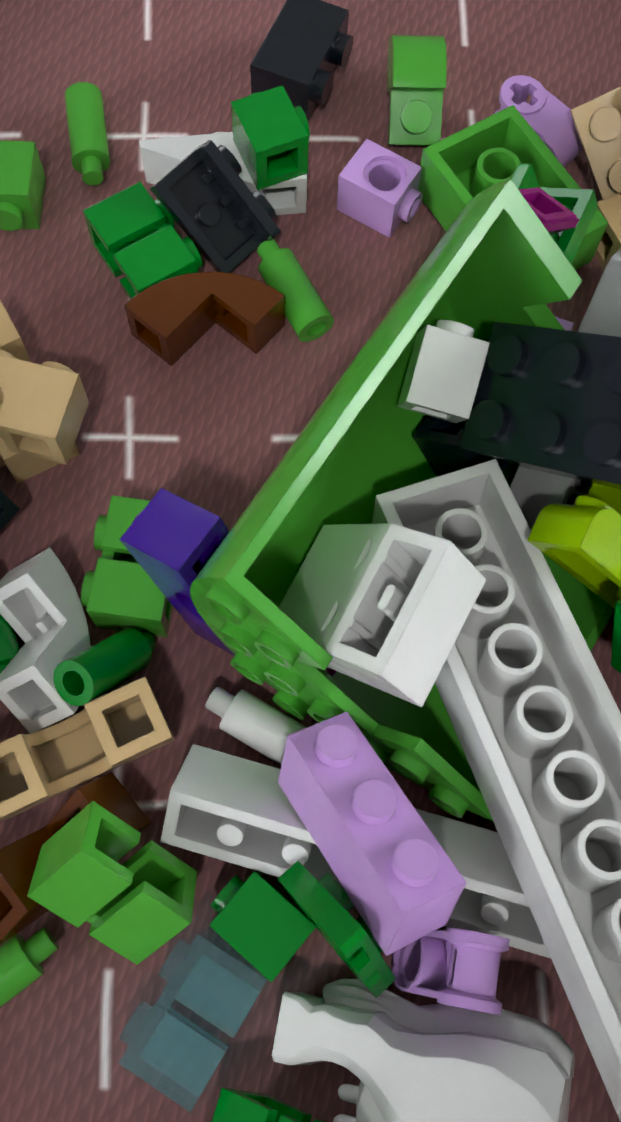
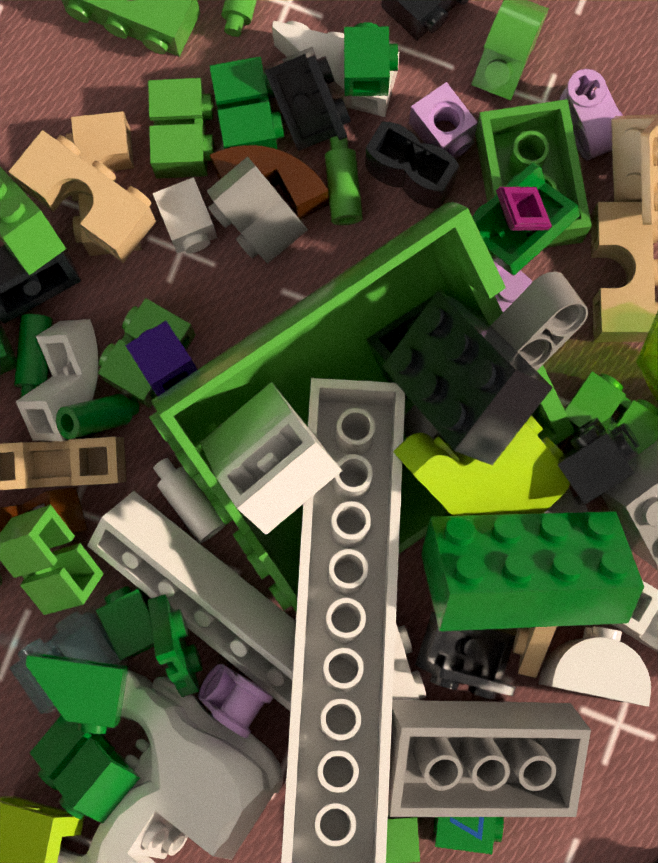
camera: 30 degrees right, 10 degrees up
(73, 296) = (179, 128): none -> bright green piece
(122, 389) = (185, 216): none -> white brick
(208, 345) = (256, 211): none -> light grey brick
(240, 1048) = (82, 689): none -> green slope
(366, 238) = (419, 168): none -> black brick
(369, 832) = (208, 594): lavender brick -> none
(444, 371) = (393, 309): white brick -> none

